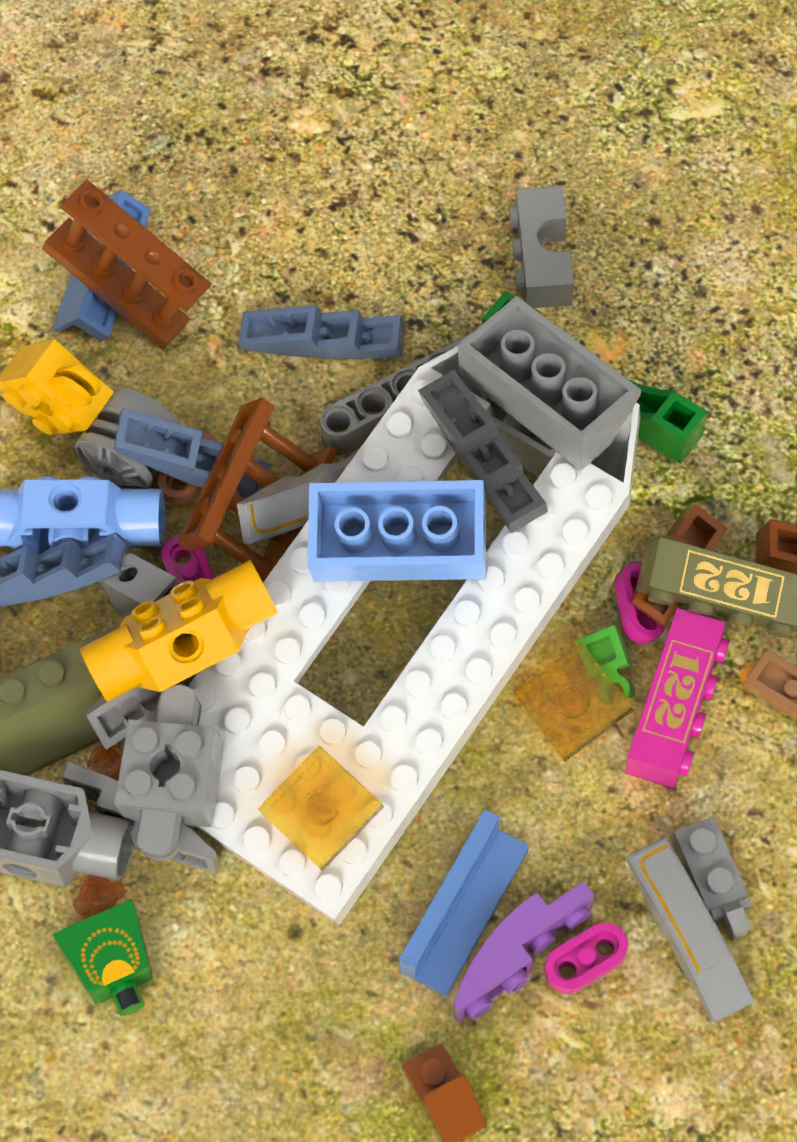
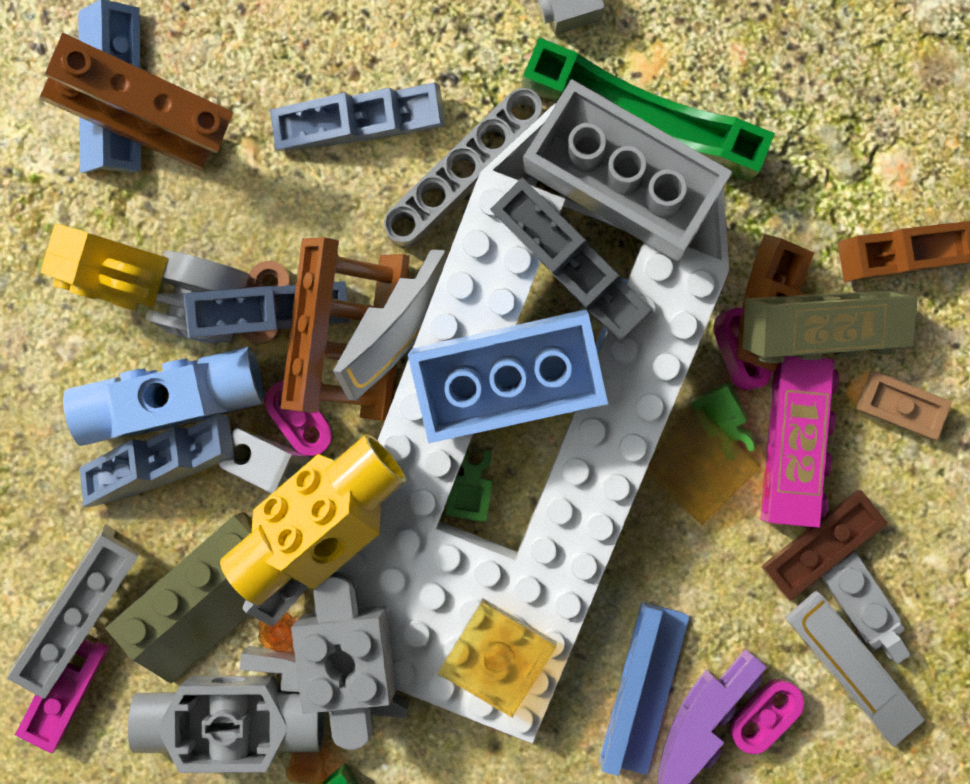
camera: 20 degrees left, 25 degrees up
(338, 675) = (470, 492): none -> bright green plate
(682, 803) = (824, 547): none -> copper plate

